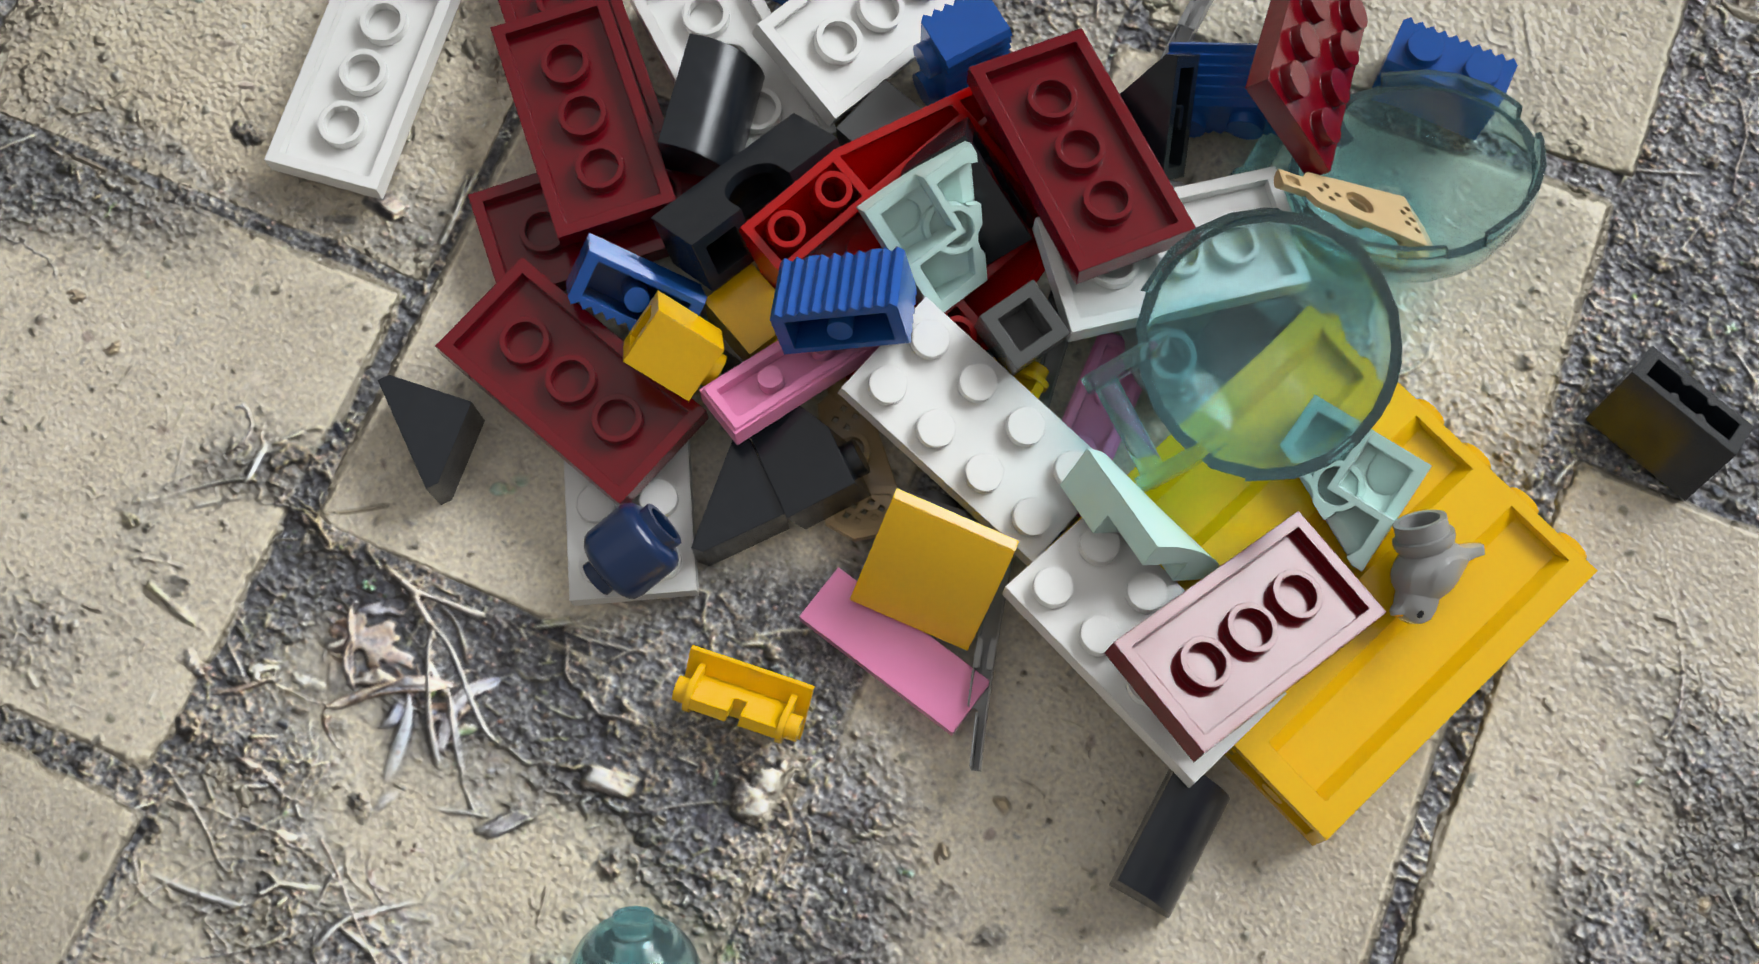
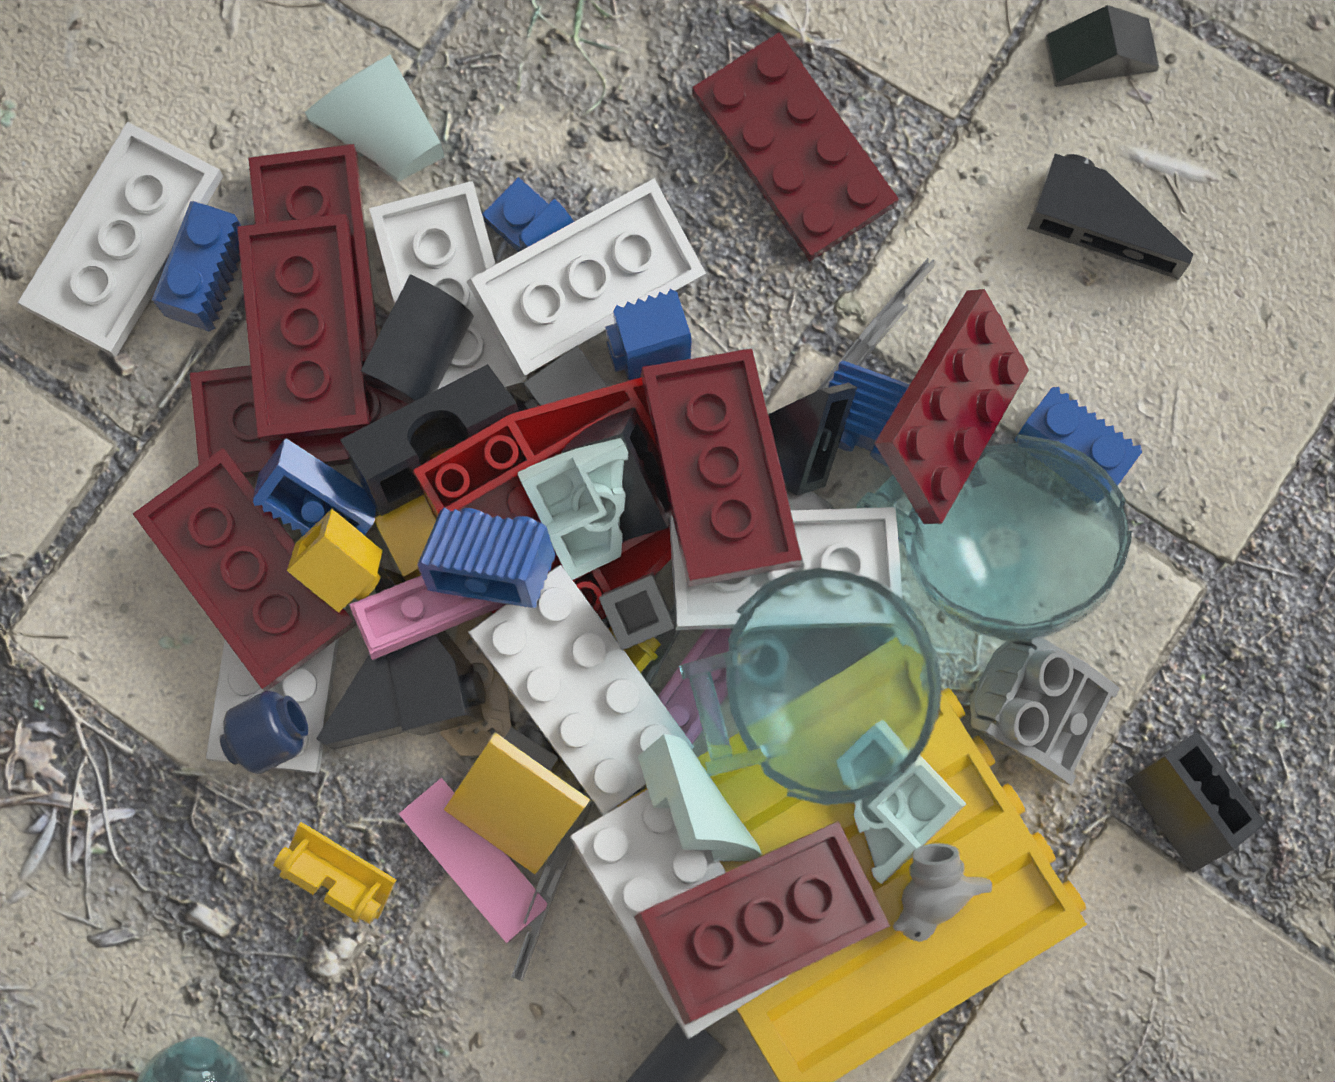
camera: 10 degrees right, 5 degrees up
(436, 430) = (118, 586): black slope -> none
(457, 84) = (199, 267): none -> blue brick
(1358, 206) = (983, 566): tan piece -> none
(1476, 350) = (1040, 704): none -> light grey slope

